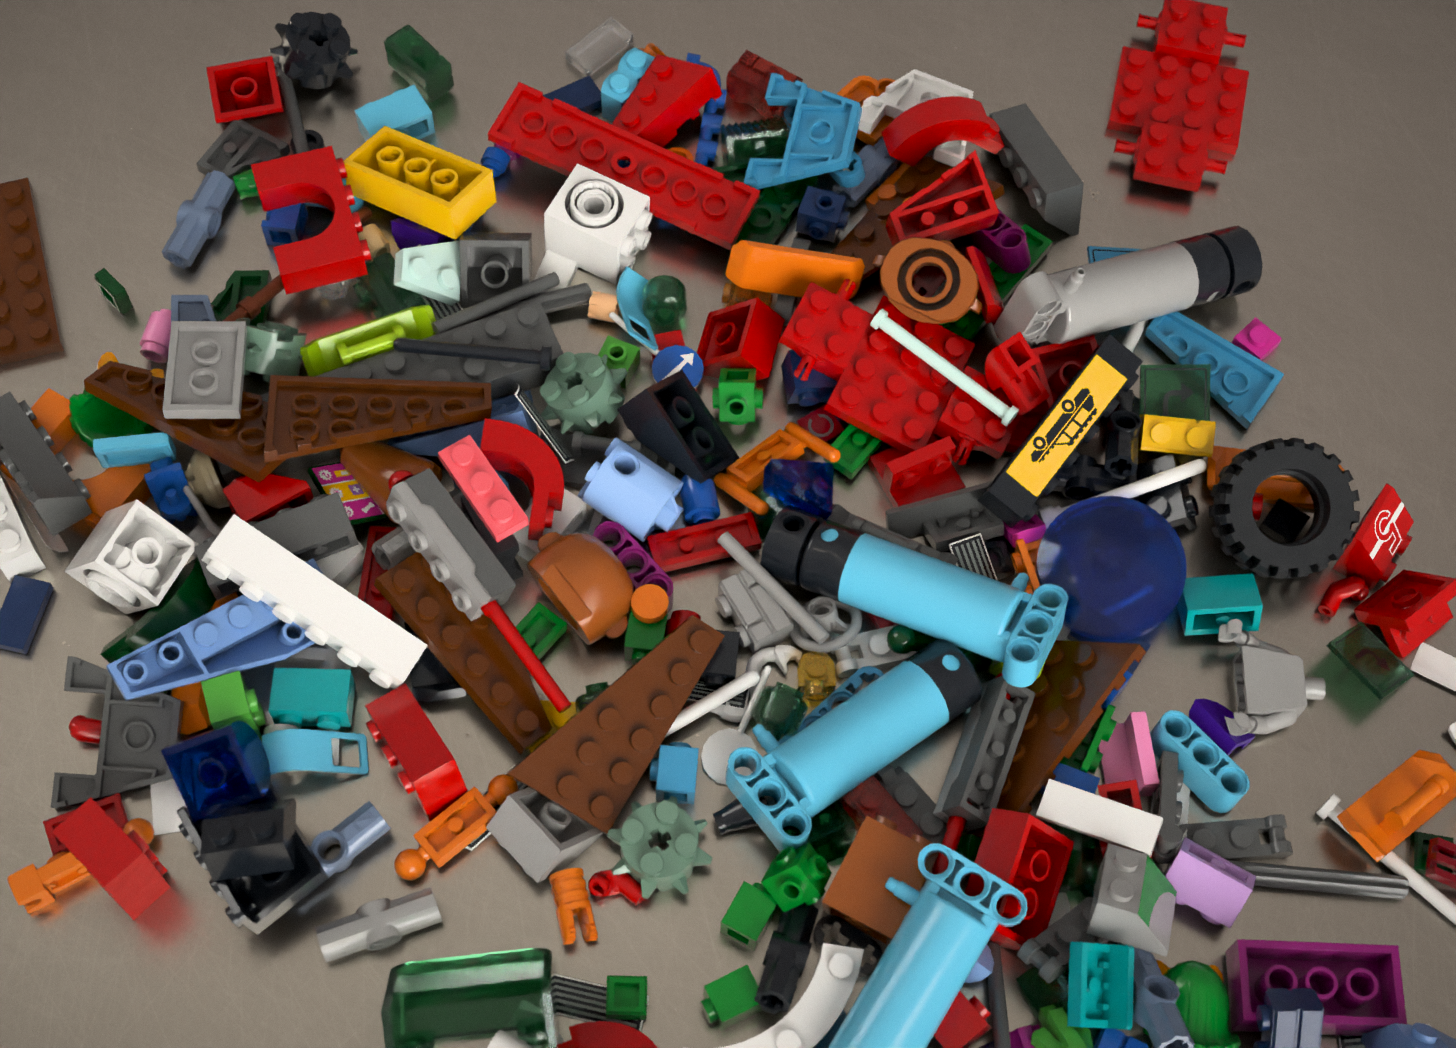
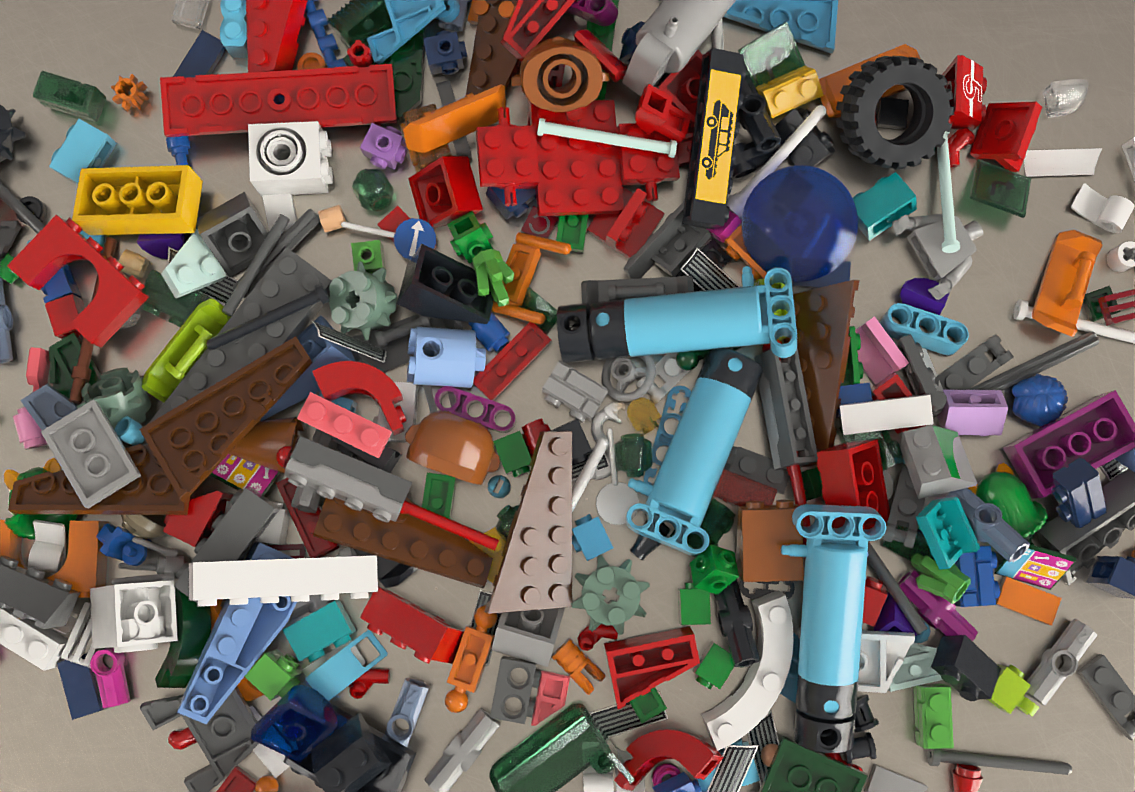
camera: 25 degrees left, 20 degrees up
(53, 564) = (74, 637): none -> white tile
(59, 622) = (112, 680): none -> dark pink piece
(81, 454) = (49, 546): none -> white panel
(133, 449) = (78, 535): medium azure tile -> none
(211, 280) = (37, 367): none -> coral tile
(258, 379) = (129, 432): none -> medium azure hose
(263, 255) = (62, 313): none -> red panel
(325, 784) = (364, 682): none -> red arm
(475, 883) = (507, 688): none -> dark grey brick
(479, 92) = (133, 100): none -> orange gear
(519, 924) = (550, 695): none -> coral tile
(612, 669) = (505, 489): none -> medium azure hinge
(630, 303) = (350, 207): medium azure piece -> none
(649, 603) = (506, 434): orange tile -> none
(656, 943) = (648, 661): none -> red wedge
(702, 265) = (384, 146): none -> medium lavender brick
(733, 167) = (361, 61): none -> red hose
(738, 434) = (490, 272): none -> bright green rock
(773, 587) = (581, 373): light grey bar -> none
(801, 485) = (555, 283): clear blue wing -> none
(1277, 676) = (950, 243): none -> light aqua bar
(1298, 914) = (1039, 399): none -> blue hair

